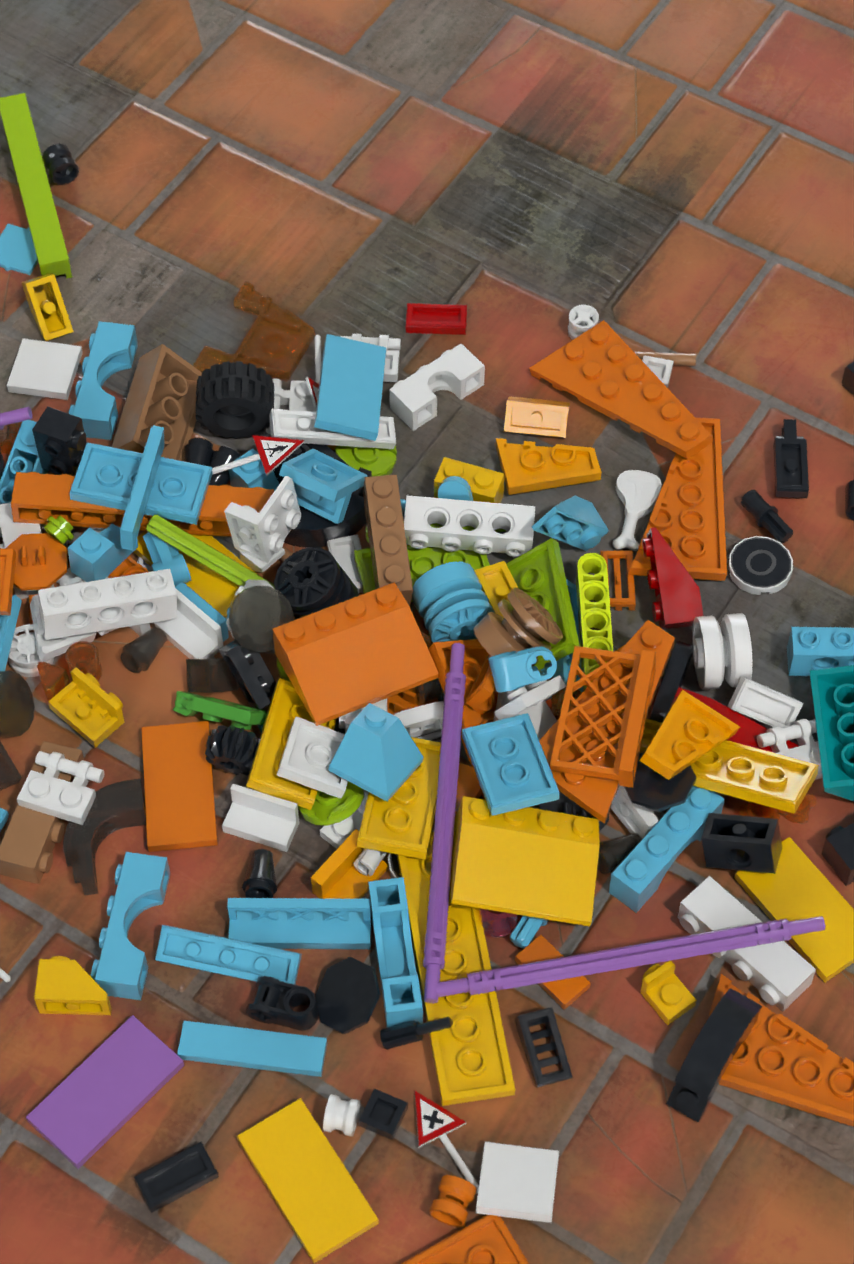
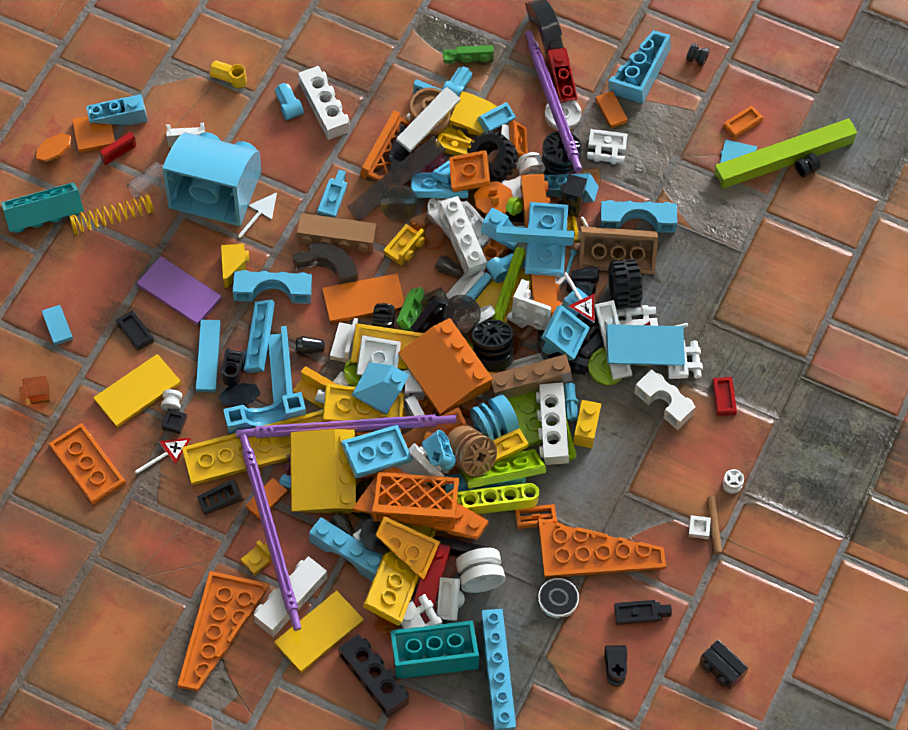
camera: 80 degrees right, 5 degrees up
(44, 369) = (644, 184): white tile -> none
(47, 306) = (690, 176): yellow slope -> none
(56, 796) = (339, 235): white plate -> none
(273, 342) = (682, 303): clear orange wing -> none
(411, 1032) = (220, 427): black axle -> none
(453, 1201) = (127, 458): orange wheel -> none
(455, 488) = (573, 412): medium azure tile -> none
(517, 1182) = (140, 489): white tile -> none
(536, 416) = (654, 459): light orange panel -> none
(541, 467) = (613, 466): light orange wing -> none
(573, 523) = (566, 484): medium azure slope -> none
(620, 385) = (684, 500): orange wing -> none
(639, 494) = (605, 522): white piece -> none
(675, 590) = (524, 543): red slope -> none
(712, 1053) = (218, 575): black arch -> none
(742, 843) = (348, 586): black brick -> none
(766, 516) = (594, 599): black axle -> none

